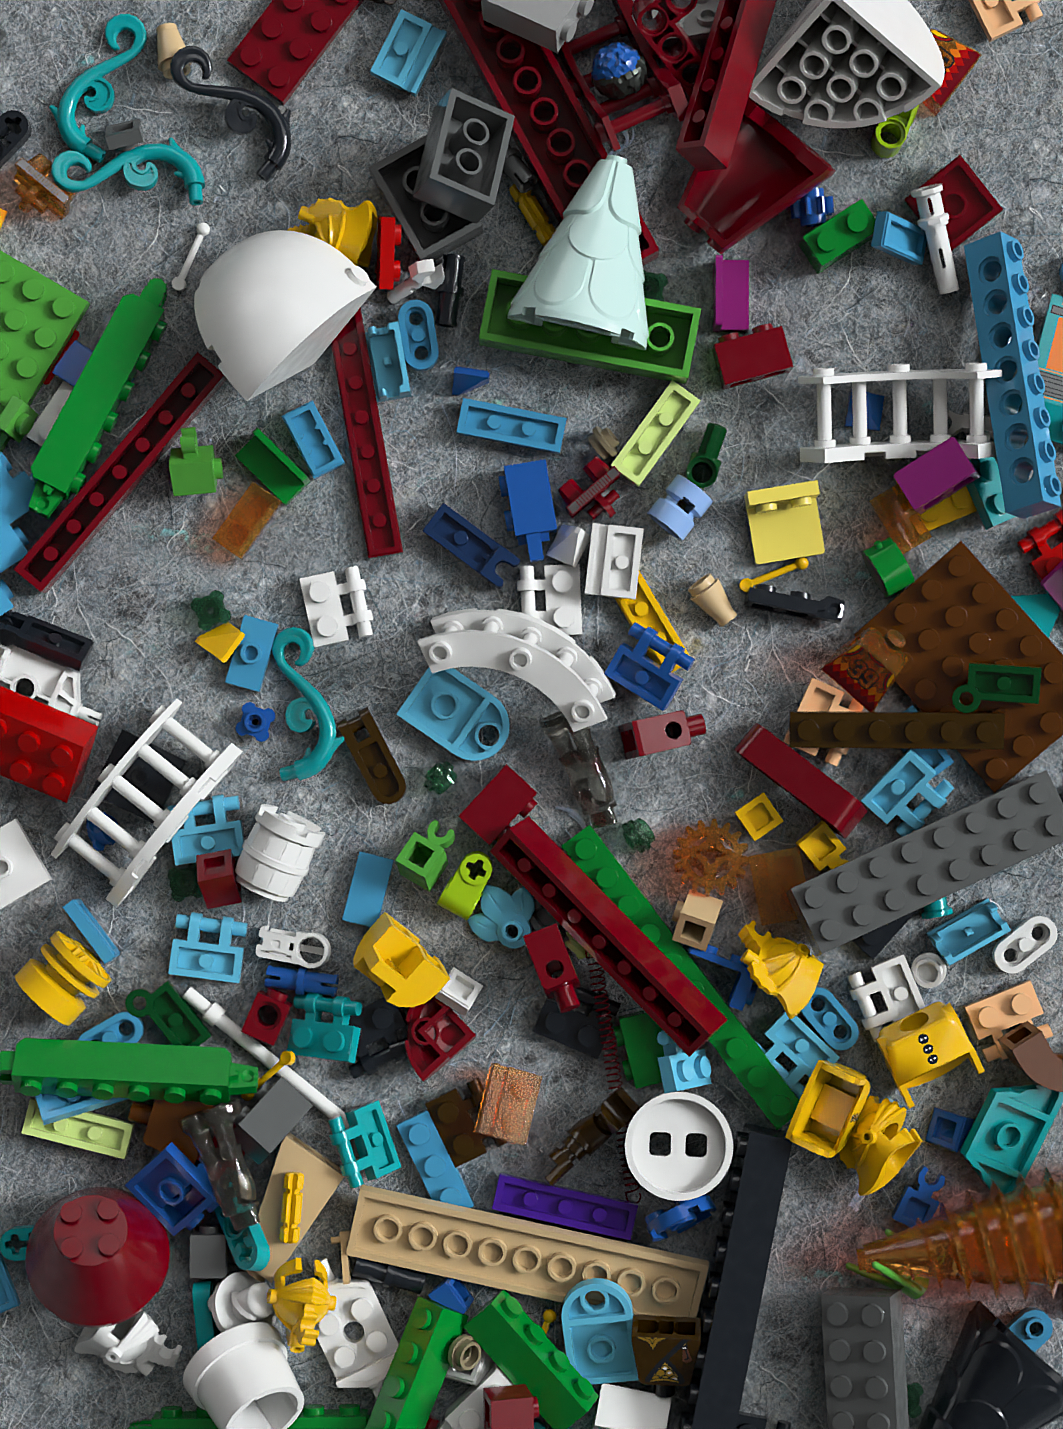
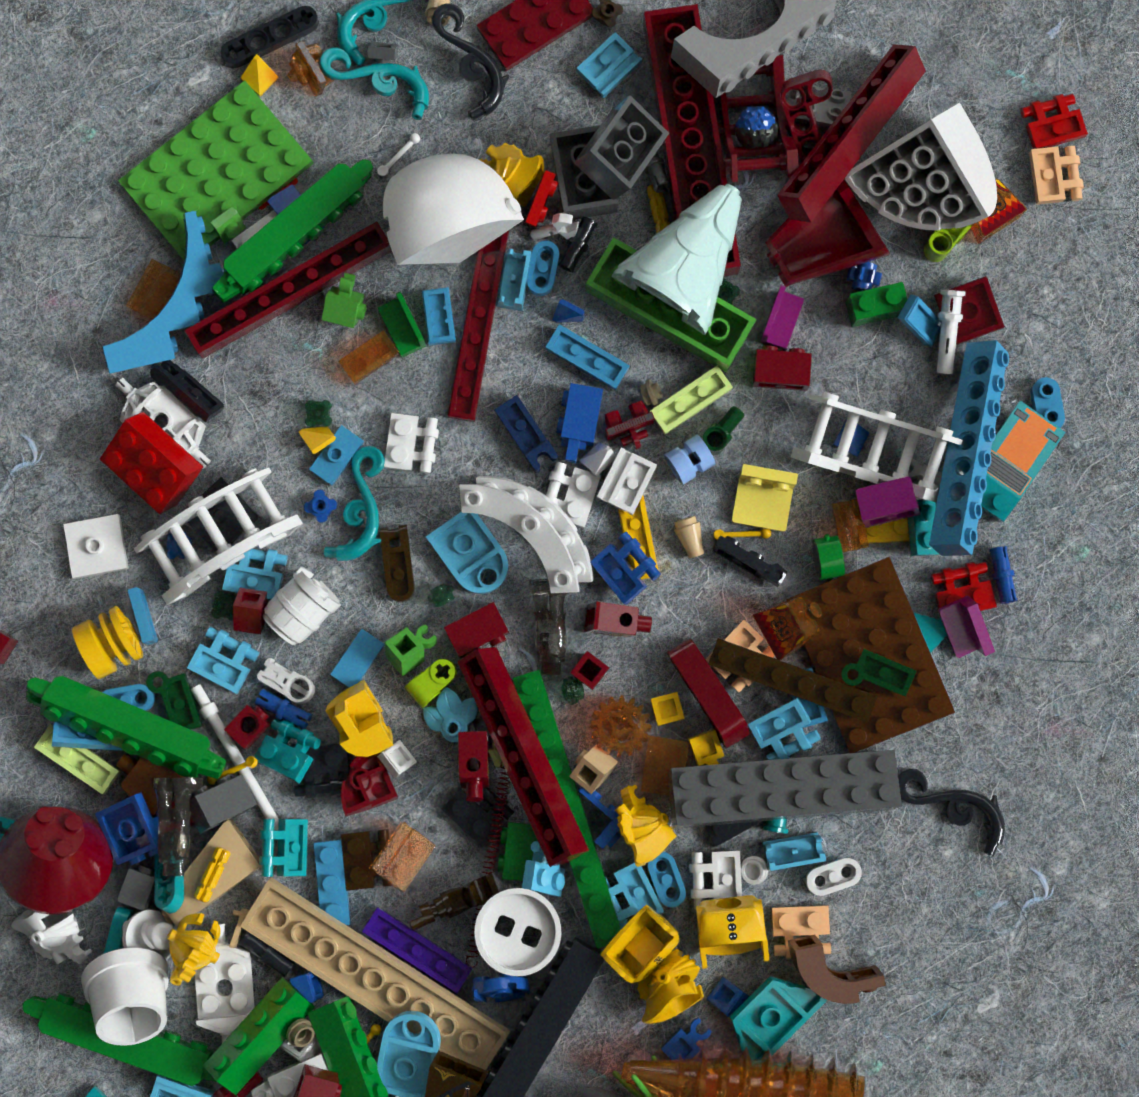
camera: 20 degrees right, 5 degrees down
(650, 805) = (589, 670): none -> dark red brick

